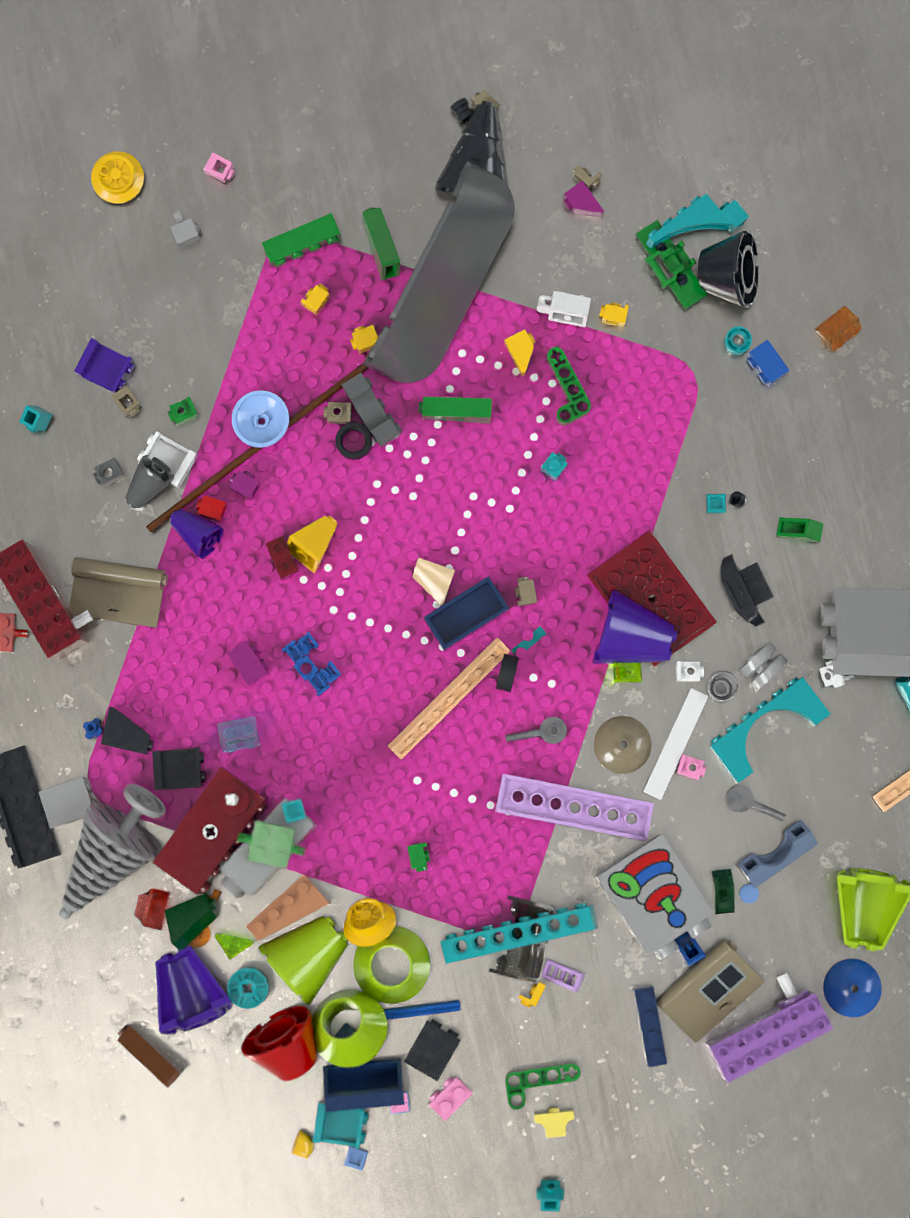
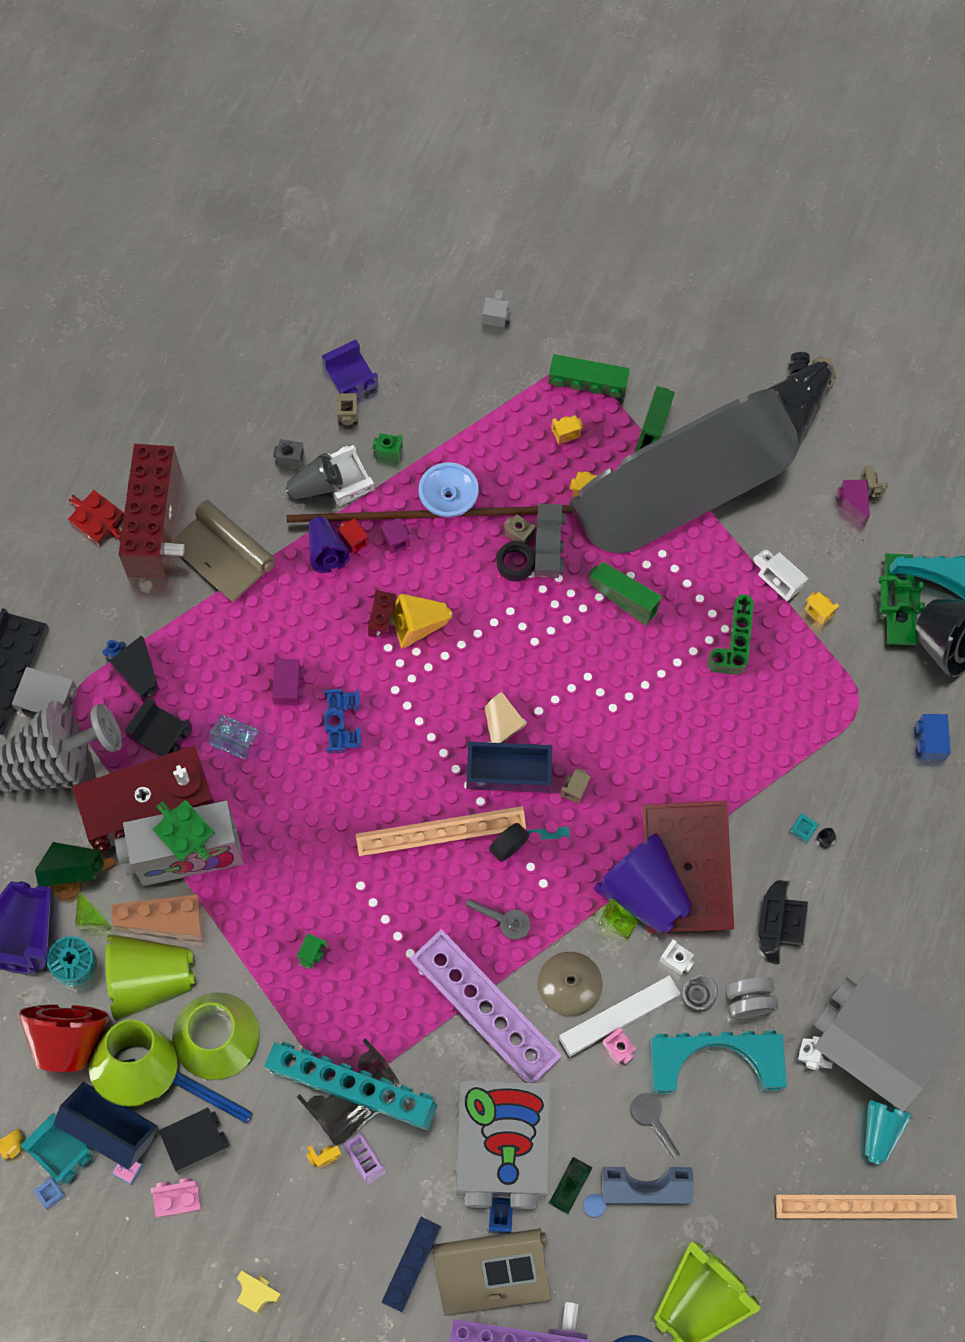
camera: 30 degrees right, 15 degrees down
(35, 418) = (261, 372): teal brick -> none
(117, 177) = (471, 237): yellow wheel -> none
(151, 908) = (43, 833): clear red slope -> none
(216, 162) = (561, 281): bright pink brick -> none
(293, 811) = (226, 816): teal tile -> none
(369, 922) = (222, 978): yellow wheel -> none
(521, 349) = (717, 581): yellow slope -> none
(542, 1081) = (273, 1244): green beam -> none
(554, 466) = (678, 695): teal brick -> none
(741, 332) = (922, 692): teal wheel -> none
(800, 529) = (868, 901): green slope -> none

